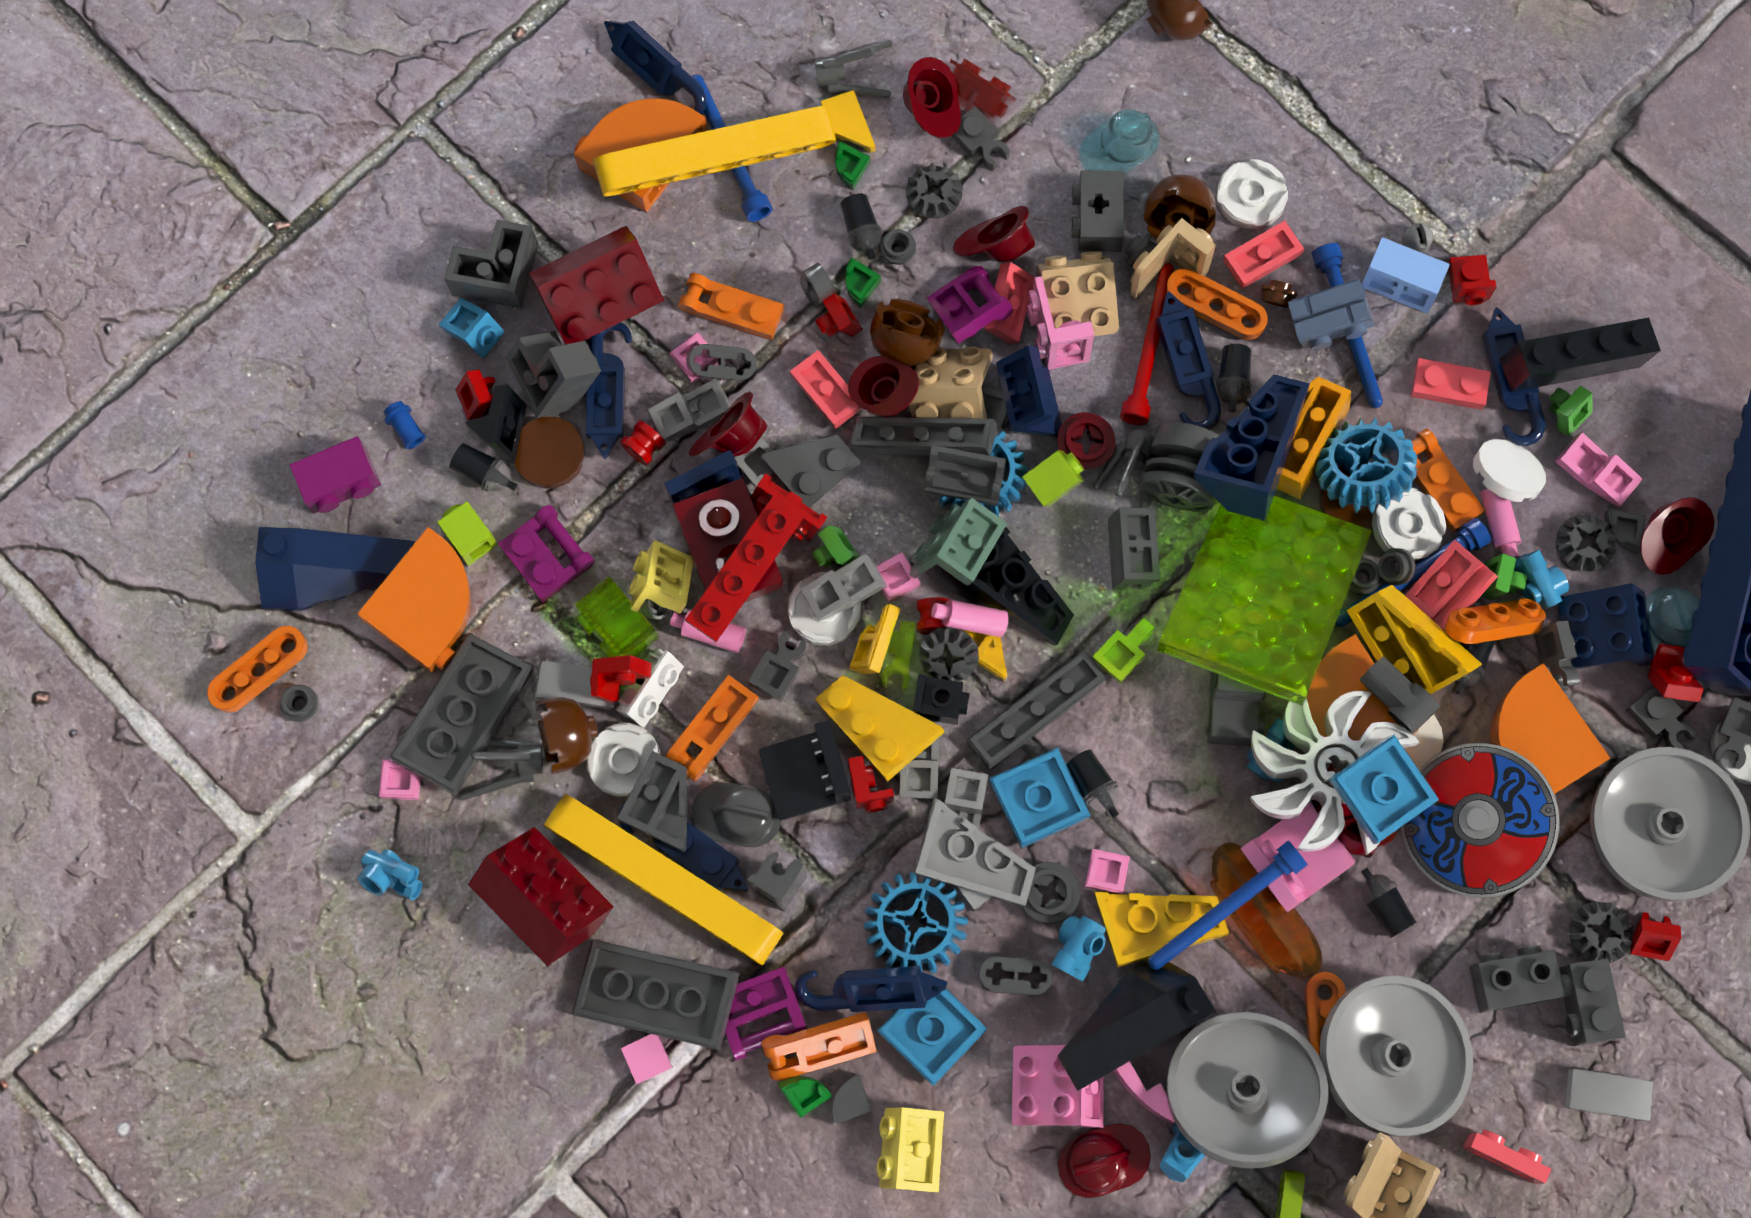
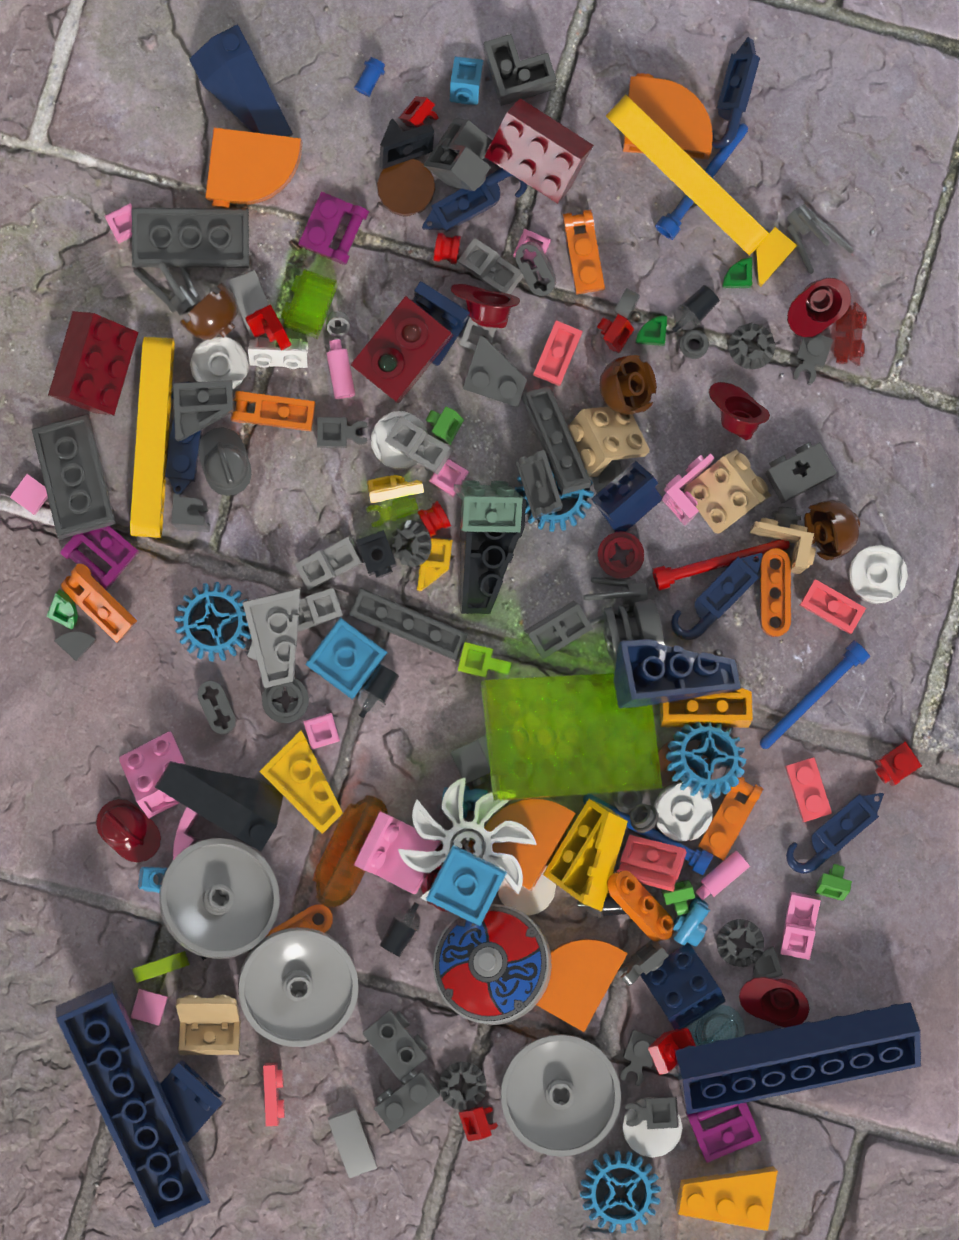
camera: 55 degrees right, 10 degrees up
(241, 673) = (136, 73): orange plate -> none
(289, 698) = (134, 116): dark grey plate -> none
(335, 475) = (306, 52): magenta brick -> none
(386, 871) = (58, 251): dark azure plate -> none
(467, 532) = (316, 165): lime brick -> none
(482, 469) = (367, 148): black piece -> none
(661, 577) = (354, 317): light yellow bracket -> none
(779, 519) = (396, 372): red bracket -> none
(805, 773) = (276, 491): black bracket -> none
(862, 781) = (289, 533): red bracket -> none
(873, 990) = (153, 617): dark blue plate -> none
(877, 726) = (334, 521): yellow wing -> none
(883, 386) = (576, 391): dark red piece -> none
(910, 1149) = (64, 700): light yellow bracket -> none
(933, 1035) = (150, 671): dark azure plate -> none
(959, 310) = (666, 412): magenta plate -> none
(971, 617) = (443, 544): bright pink cylinder -> none
(1014, 285) = (688, 446): coral plate -> none
(1055, 477) = (578, 547): lime brick -> none
(1082, 941) = (262, 739): dark azure plate -> none
(1120, 142) = (864, 459): clear light blue piece -> none
(1234, 375) = (726, 633): piece -> none
(1278, 293) = (807, 632): reddish brown plate -> none
(1286, 861) = (385, 846): blue piece -> none
(1331, 314) = (809, 678): sand blue brick -> none
(1405, 275) = (872, 715): light blue hinge -> none
(1406, 703) = (541, 871): dark grey piece -> none
(1412, 240) = (904, 706): light grey hinge -> none
(1509, 470) = (761, 862): white tile -> none
(1579, 354) = (875, 869): black brick -> none

